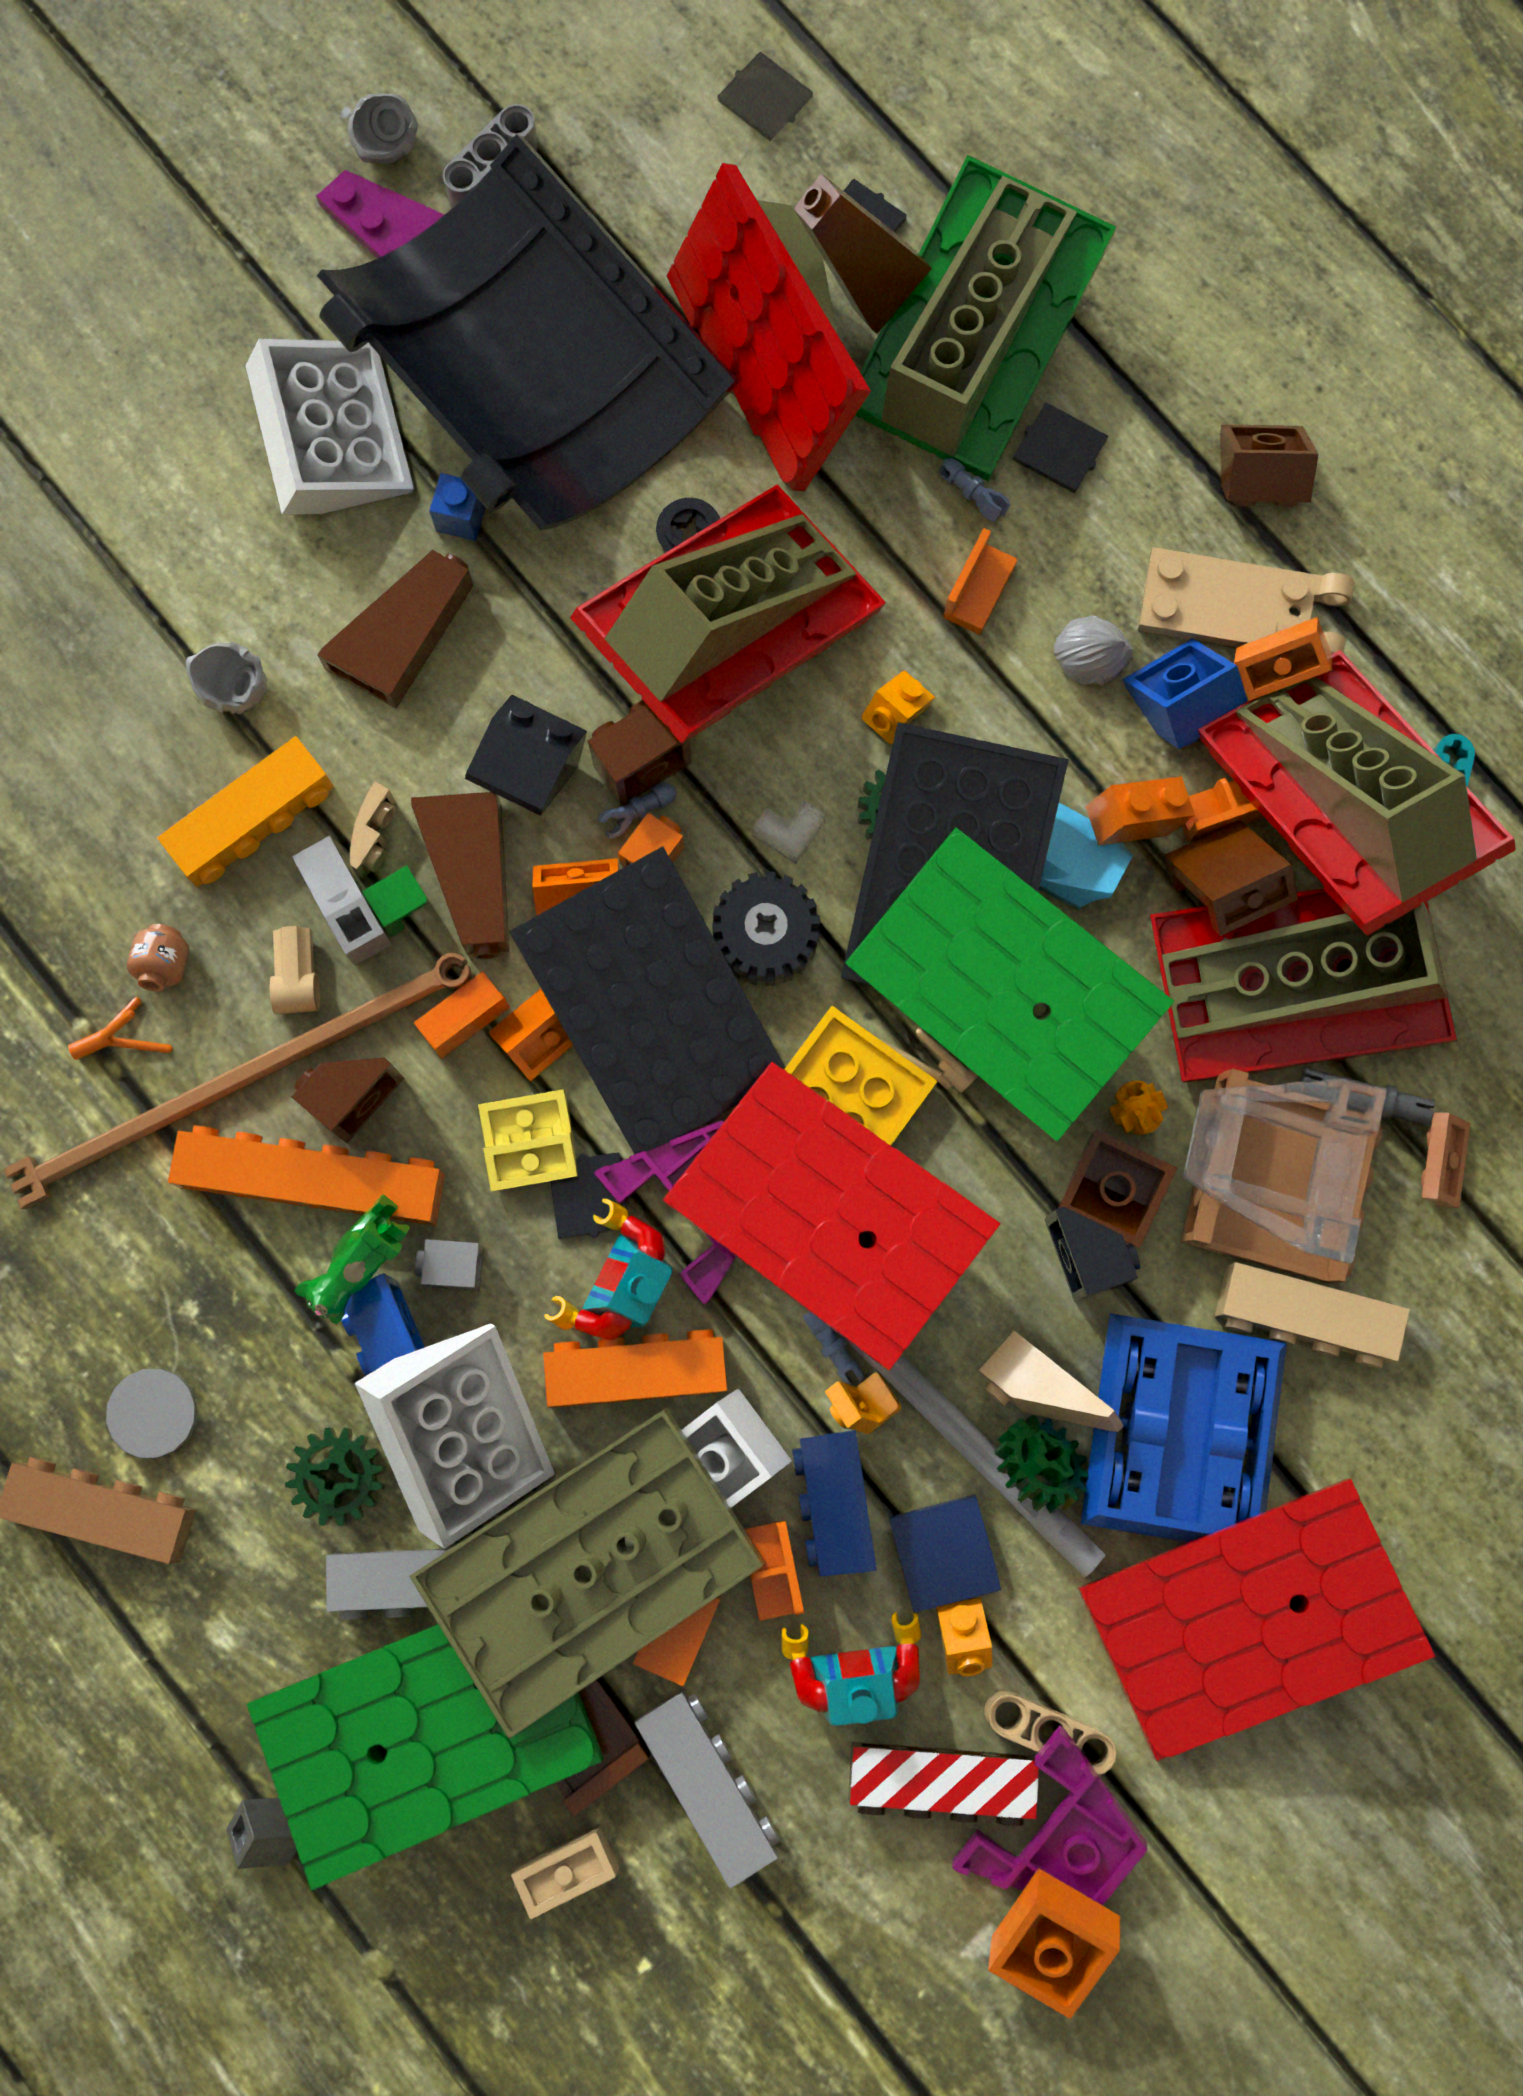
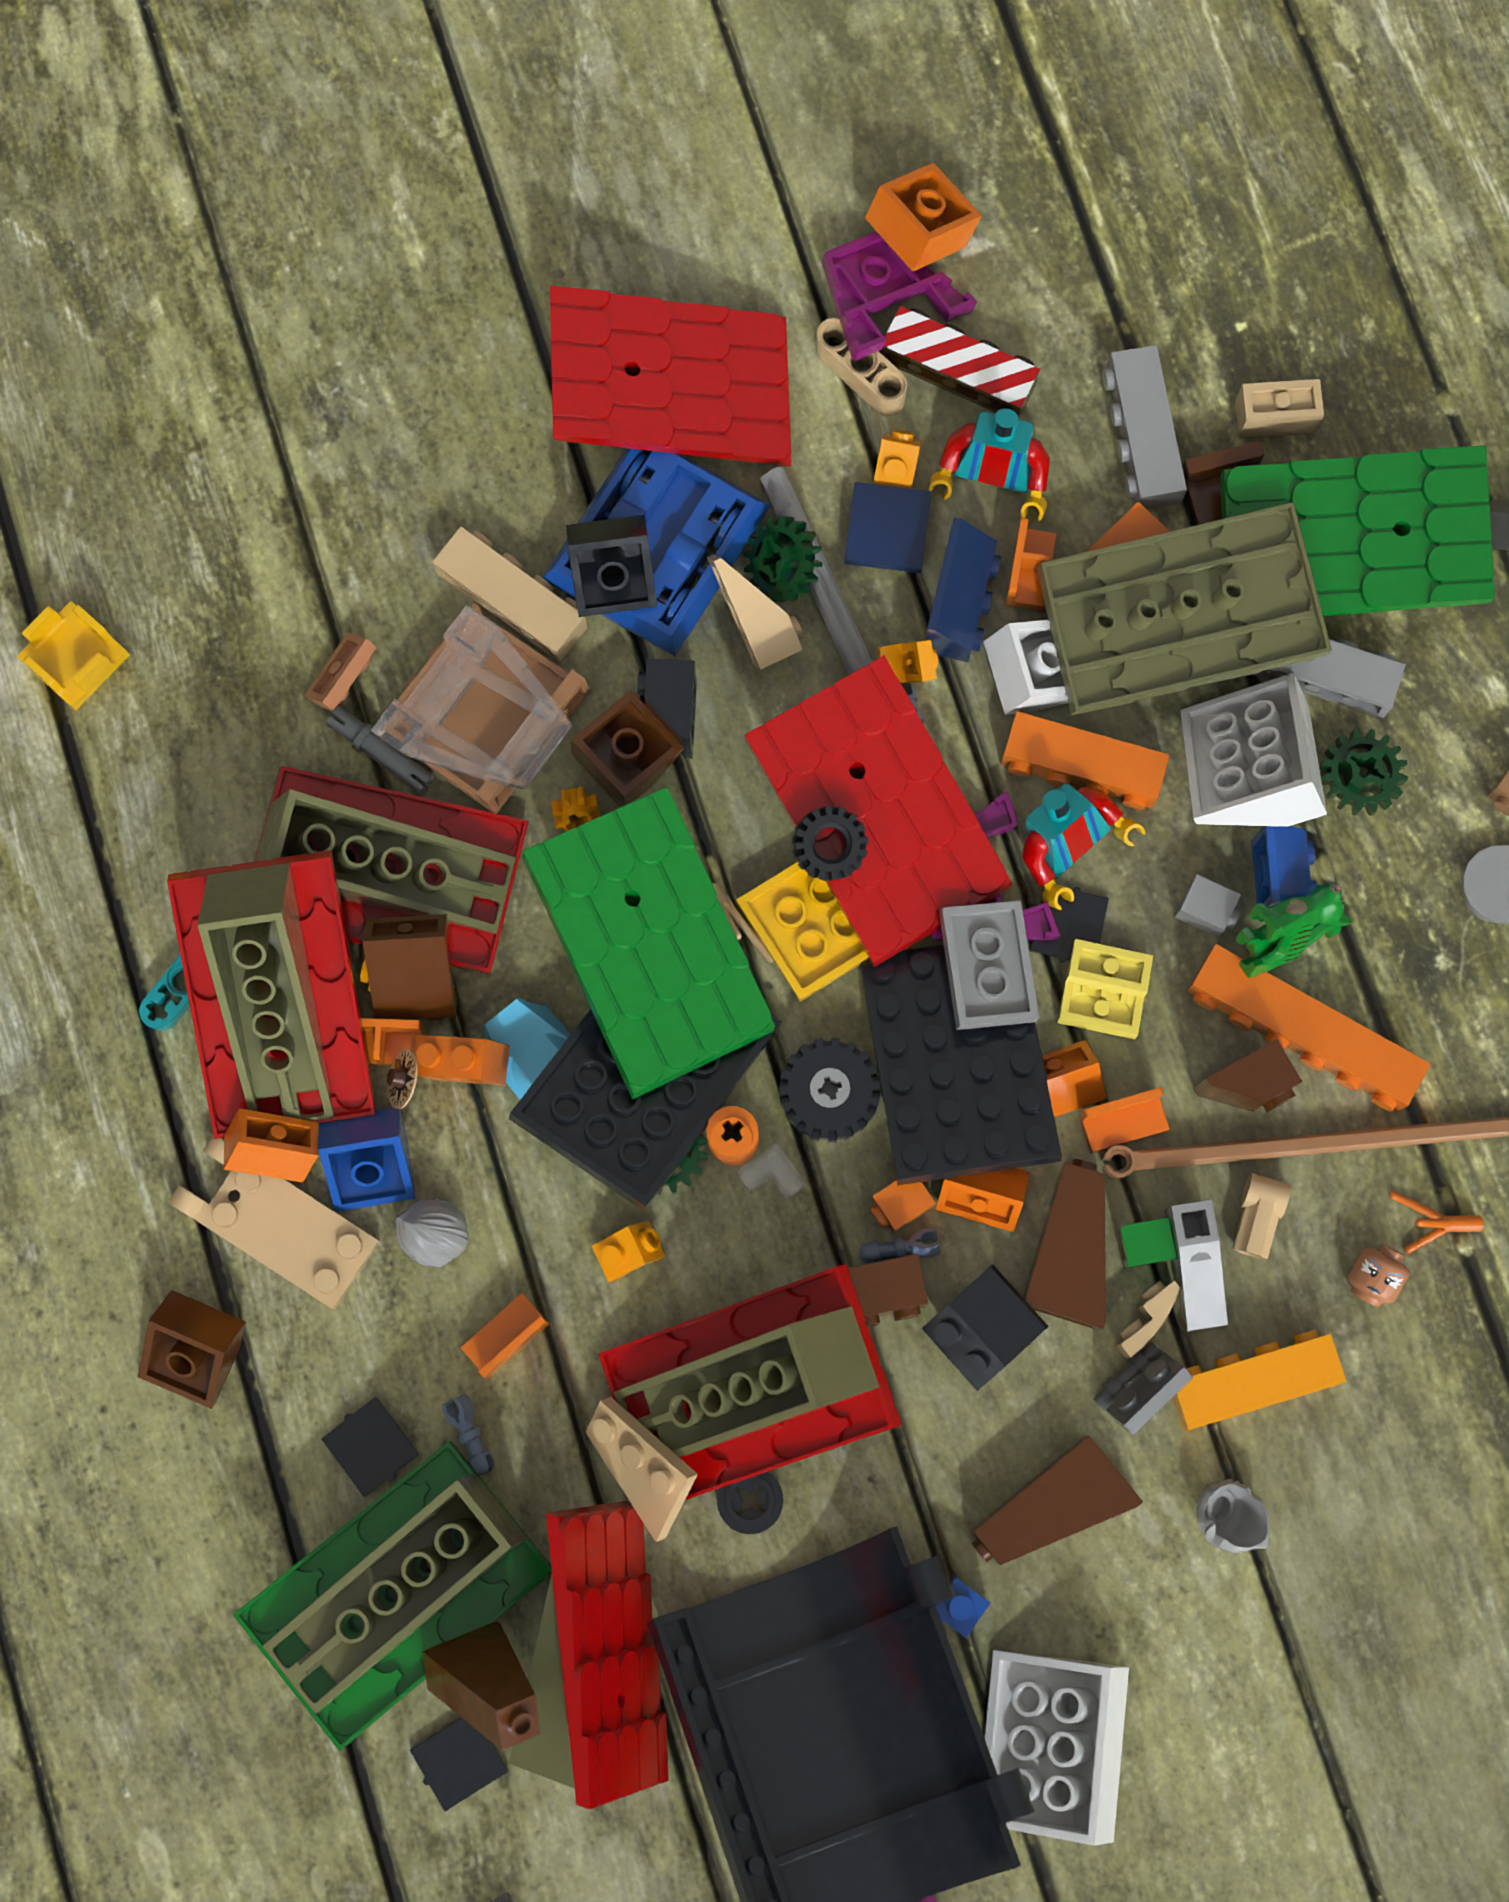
camera: 155 degrees left, 0 degrees up
(345, 754) = (1142, 1388): none -> dark grey plate
(653, 1099) = (988, 965): none -> light grey plate
(800, 512) = (642, 1465): none -> tan wing
(842, 839) = (732, 1119): none -> orange piece
(855, 1122) = (854, 843): none -> black tyre
(1188, 771) = (402, 1078): none -> piece
(1221, 1371) = (611, 565): none -> black slope

